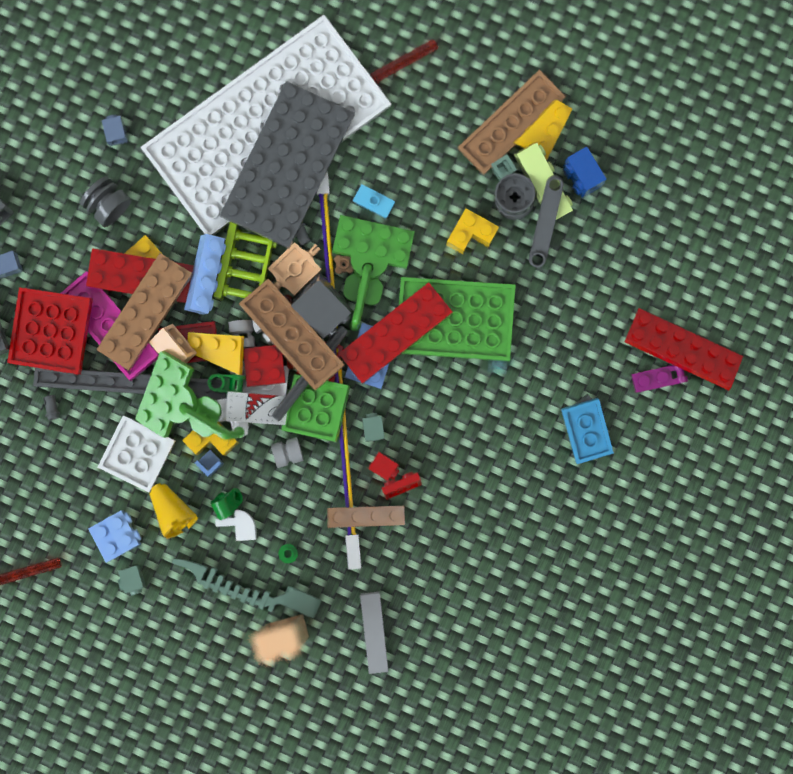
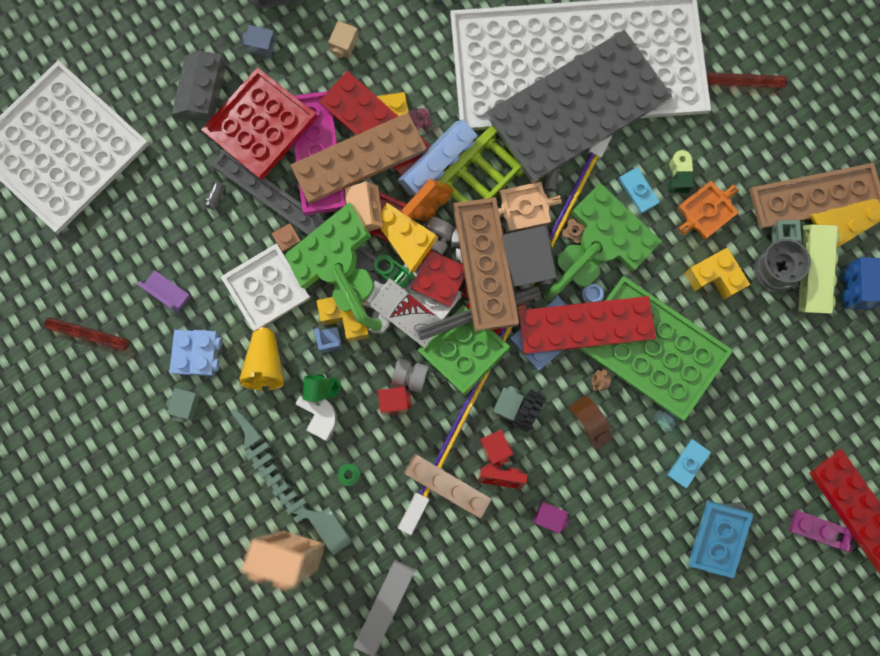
camera: 30 degrees right, 5 degrees down
(62, 504) = (165, 291): none -> medium lavender panel
(71, 223) = (343, 40): none -> tan brick
(105, 201) = (387, 37): dark grey wheel -> none
(127, 406) = (286, 238): none -> nougat plate
(171, 243) = (424, 114): none -> clear pink plate
(218, 312) = (428, 200): none -> orange plate
(288, 479) = (394, 401): none -> red brick
(387, 304) = (592, 293): none -> light blue plate
(391, 423) = (529, 410): none -> black tyre
(399, 168) = (682, 173): none -> leg
(432, 367) = (601, 380): none -> medium nougat plate
(435, 185) = (708, 210): none -> orange plate
(443, 403) = (591, 421): none -> reddish brown brick
(455, 492) = (551, 517): none -> magenta brick
(533, 389) = (688, 463): none -> medium azure plate
(546, 221) = (800, 306): dark grey piece -> none

